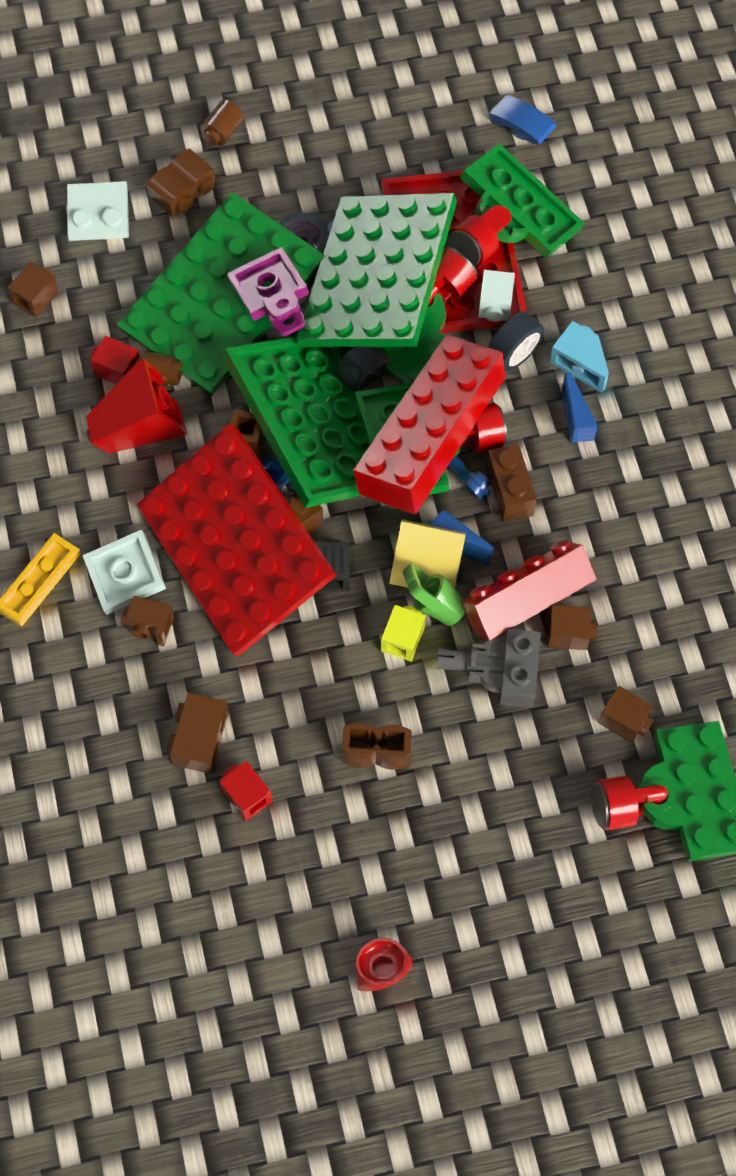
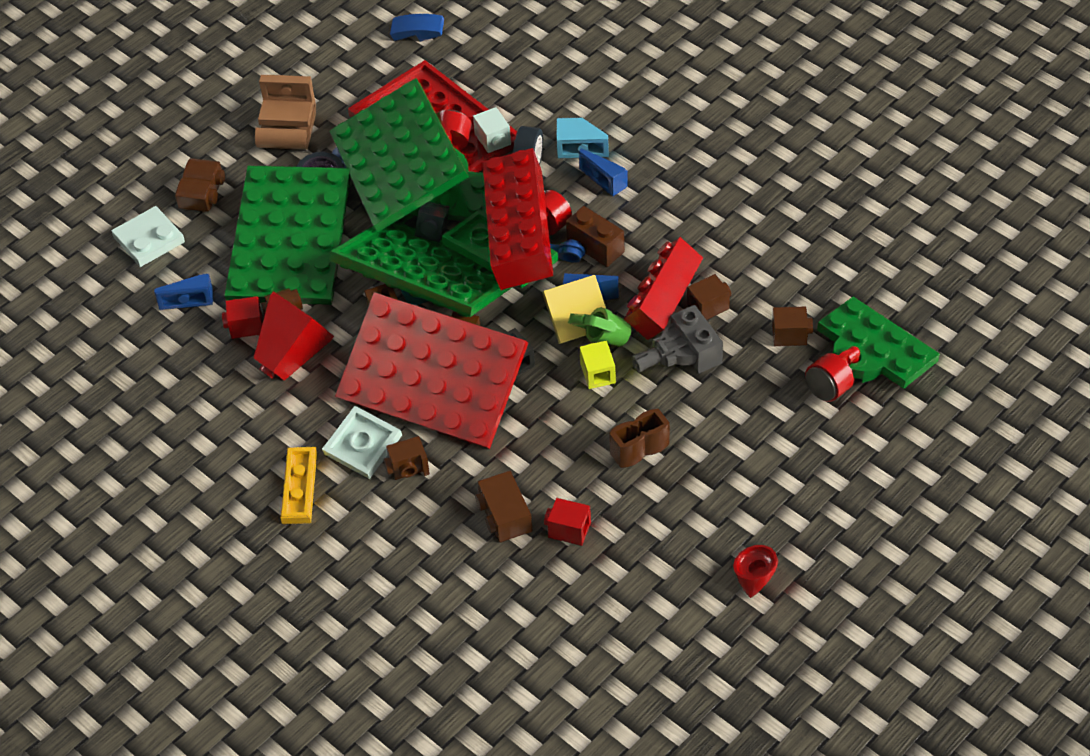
camera: 30 degrees left, 15 degrees down
(33, 289) = (141, 306): reddish brown brick -> none
(86, 301) = (186, 293): none -> blue slope
(221, 123) = (199, 134): reddish brown brick -> none
(276, 300) = (342, 199): plate -> none
(316, 150) = (286, 112): none -> medium nougat piece
(510, 210) = (458, 75): green plate -> none

